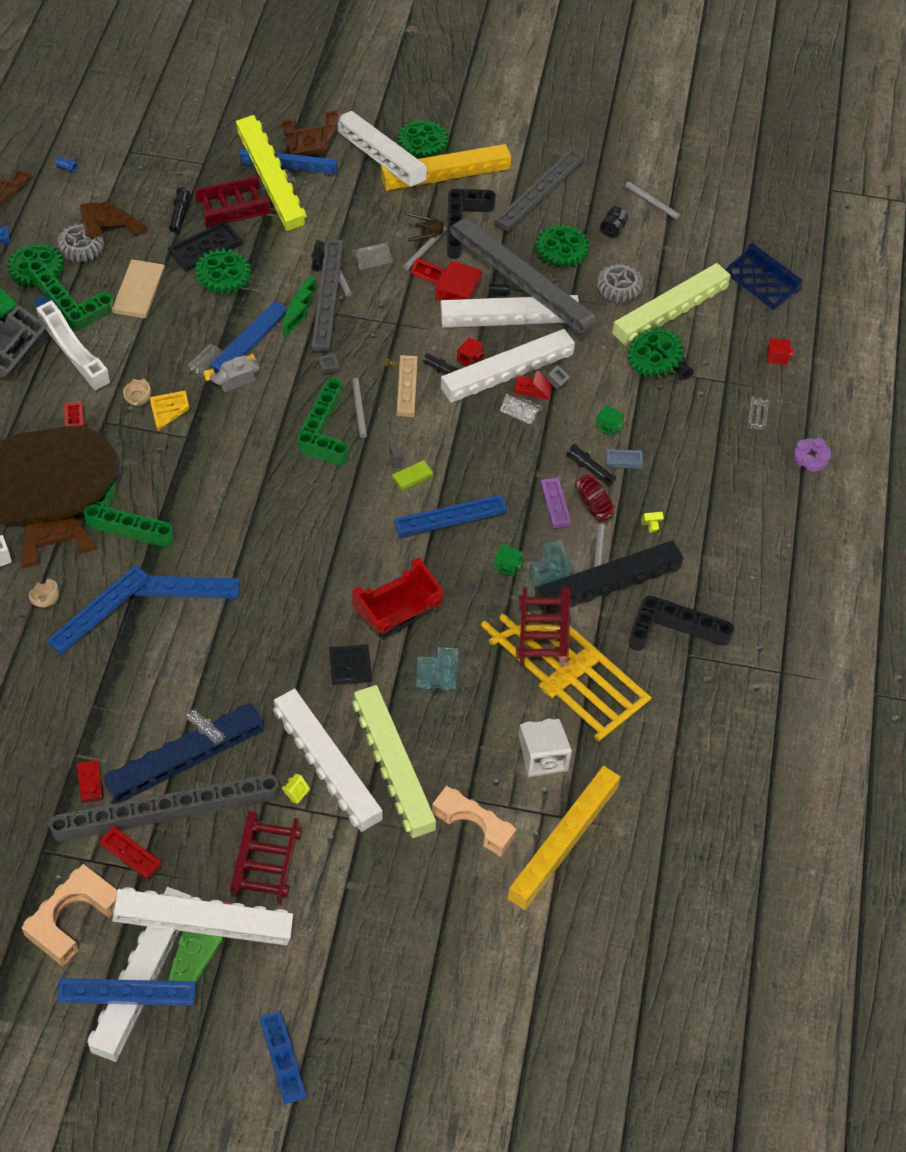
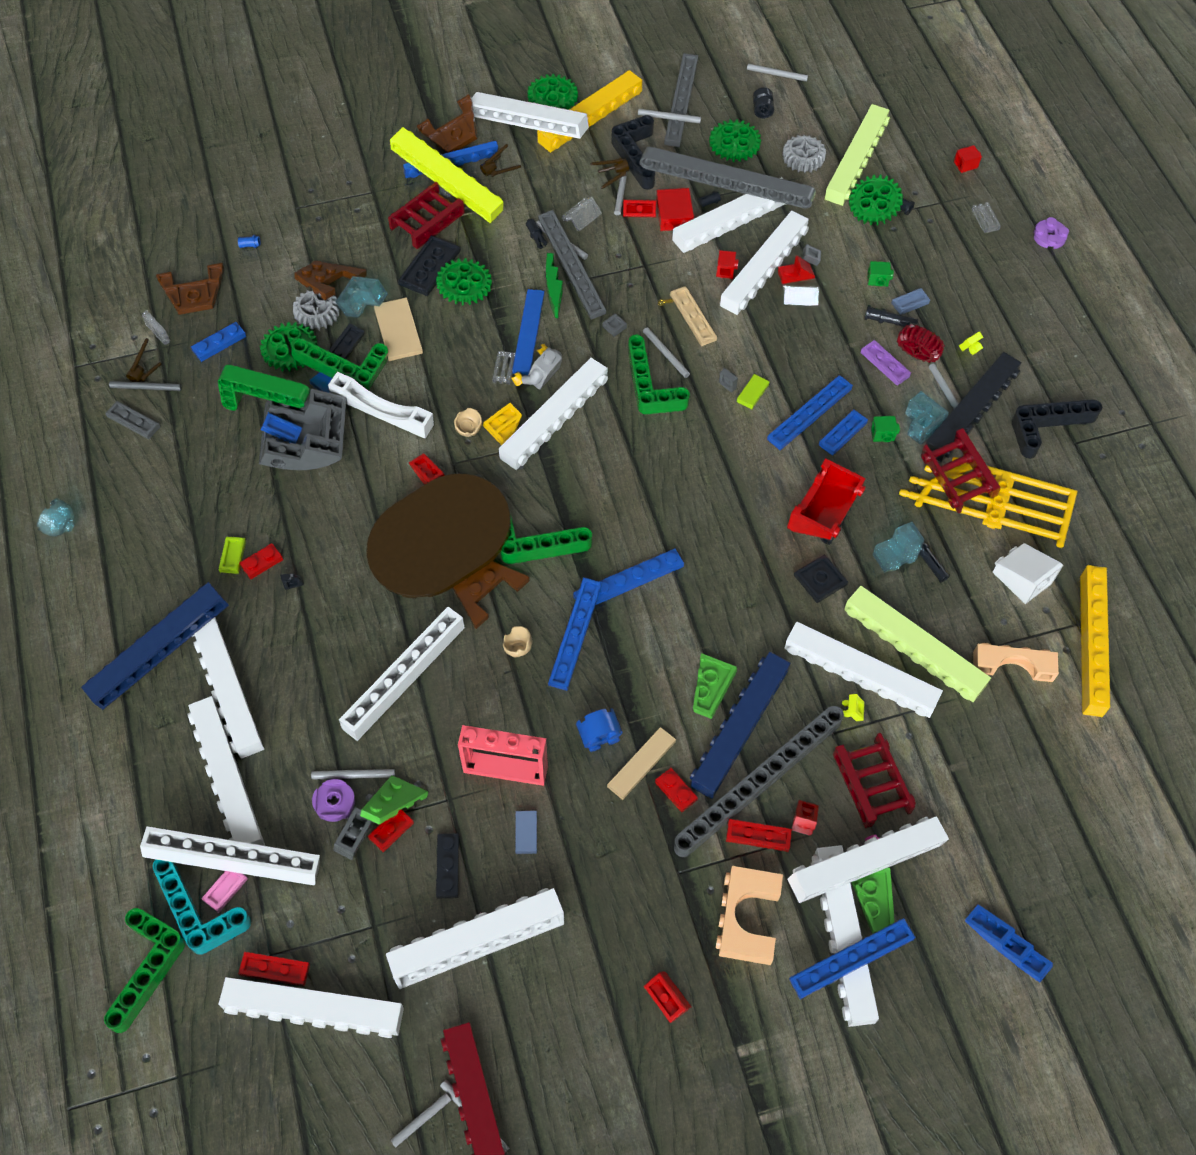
camera: 25 degrees left, 5 degrees up
(56, 696) = (599, 729): none -> blue brick
(76, 744) = (641, 763): none -> tan tile
(84, 282) = (347, 341): none -> black plate
(121, 245) = (360, 293): none -> clear light blue brick
(174, 714) = (712, 684): none -> bright green wing
(180, 204) = (381, 237): black pin -> none
(181, 858) = (805, 817): none -> red slope
(205, 726) = (750, 691): clear pin -> none
(217, 416) = (553, 414): none -> white brick
(317, 181) = (489, 165): none -> dark brown plant
(439, 364) = (708, 286): black pin -> none
(463, 671) = (933, 563): none -> black pin
(467, 547) = (843, 432): none -> blue plate
(514, 199) = (672, 116): none -> light grey bar
(775, 269) = (913, 91): clear blue fence -> none

